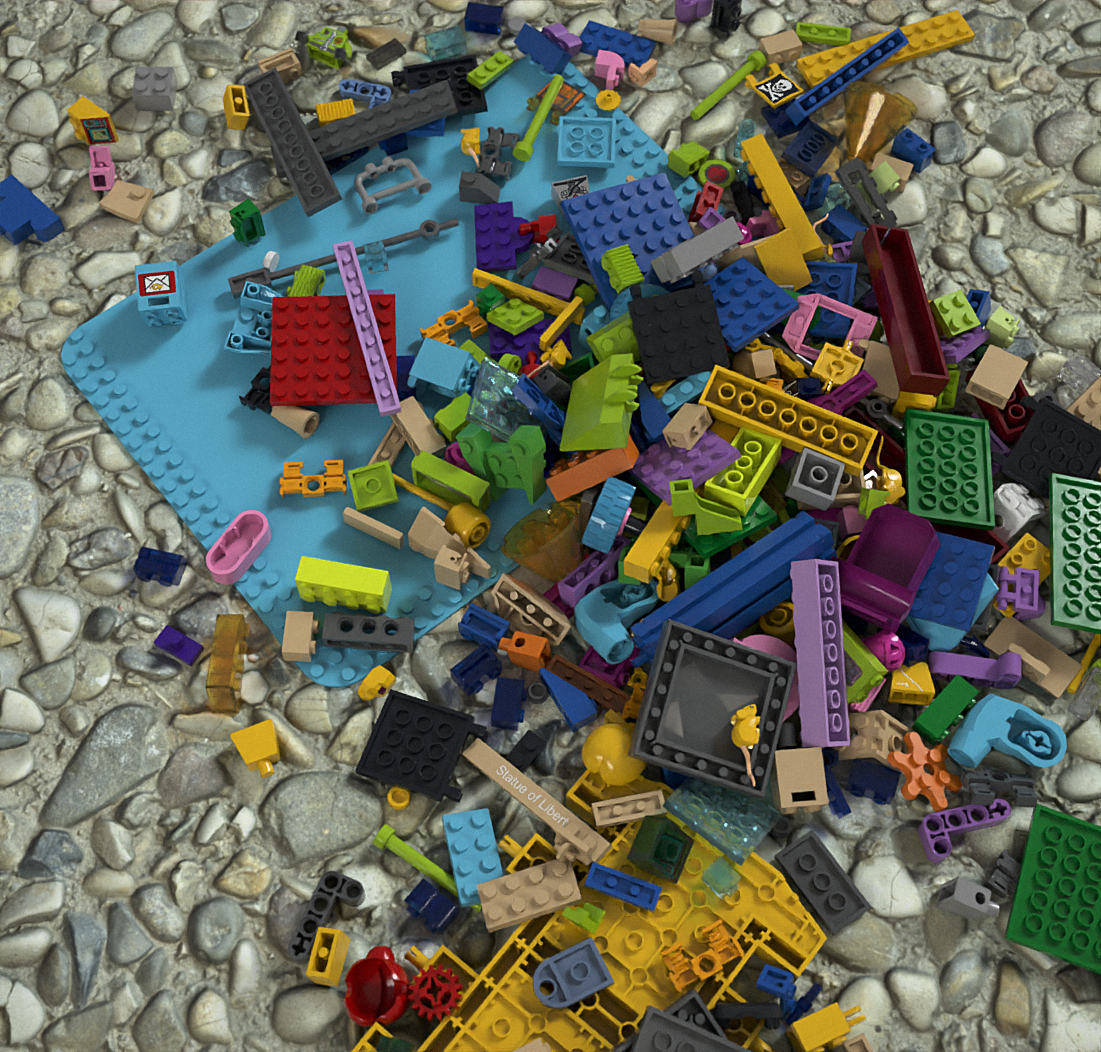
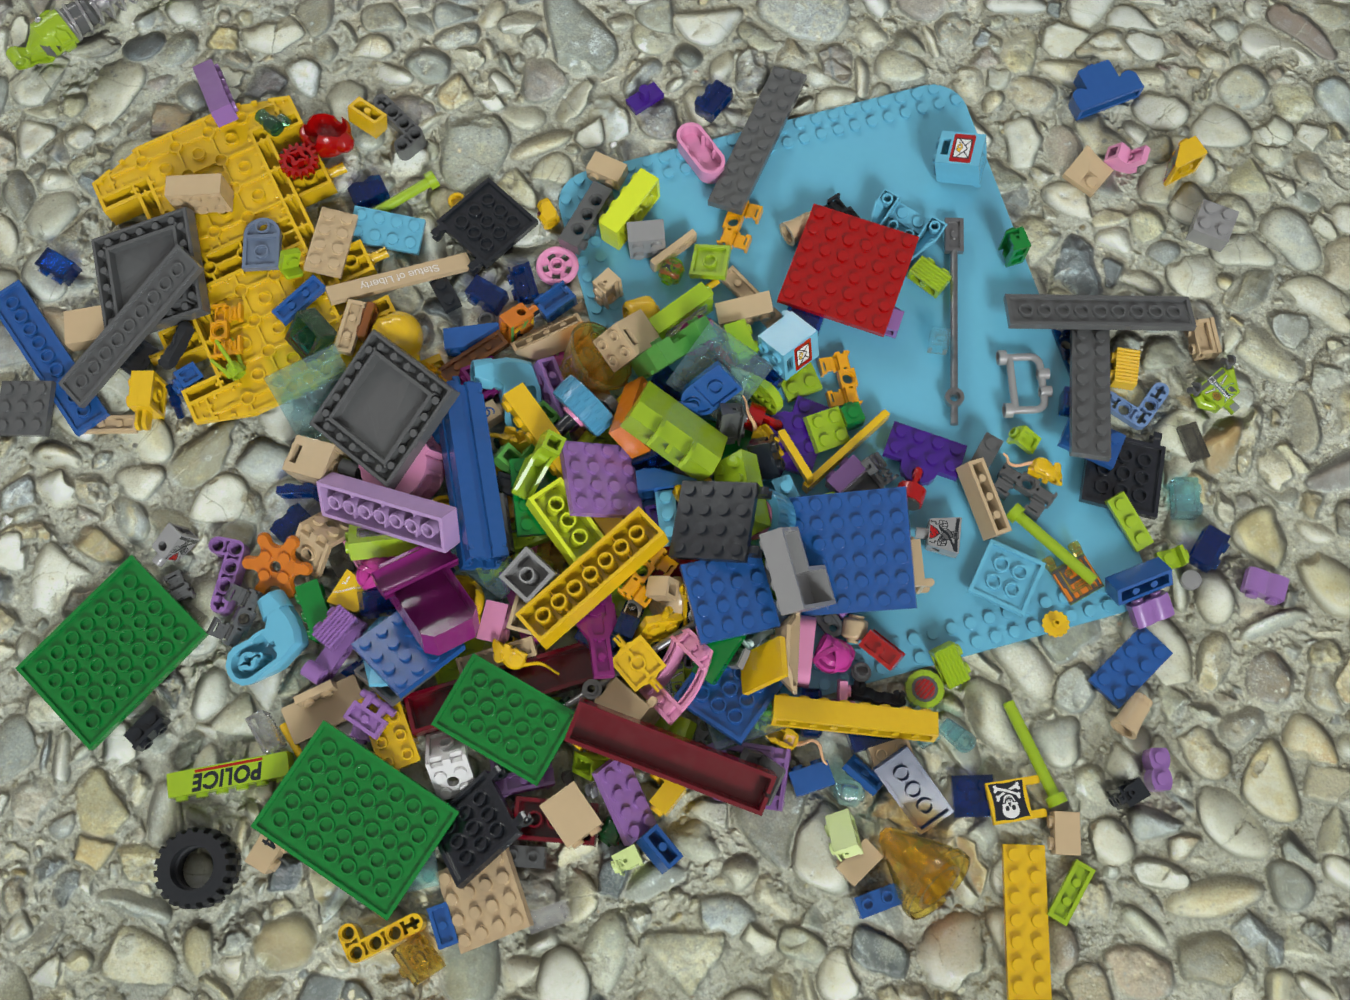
camera: 120 degrees right, 10 degrees up
(196, 499) = (757, 140): none -> dark grey plate
(227, 663) = (611, 120): clear yellow wedge -> none
(236, 107) = (1162, 283): yellow brick -> none
(258, 747) = (537, 123): yellow torso -> none
(271, 261) = (969, 258): white tile -> none
(367, 329) = (853, 293): lavender plate -> none
(374, 549) = (645, 238): none -> light grey brick
(399, 519) = (671, 271): none -> clear neon green head
(429, 535) = (645, 283): tan wedge -> none
(437, 665) = (558, 251): none -> bright pink plate
(446, 167) = (1024, 438): none -> lime bracket
(503, 40) = (1174, 557): none -> lime bracket
(512, 509) = (626, 340): none -> tan container
(524, 172) = (983, 499): none -> tan brick
(572, 847) = (342, 273): tan hips -> none
(573, 343) = (768, 457): none -> black hinge
(609, 66) = (1096, 647): bright pink brick -> none
(615, 789) = (369, 316): none -> dark orange plate
(621, 268) = (815, 515): lime brick -> none
(644, 73) = (1079, 677): light nougat bracket -> none
(687, 426) = (625, 492): tan hinge -> none
(710, 219) = (855, 639): medium lavender tile -> none
(721, 878) = (266, 364): clear light blue brick -> none
(742, 918) = (234, 369): none -> lime plant
(745, 732) = (352, 421): yellow animal -> none
(822, 882) = (244, 453): dark grey plate -> none
(851, 72) = (990, 876): blue brick -> none
(869, 185) = (799, 817): dark grey brick -> none
(870, 500) = (496, 625): lime brick -> none
(954, 313) = (652, 811): lime plate -> none
(956, 668) = (335, 627): none -> medium lavender brick

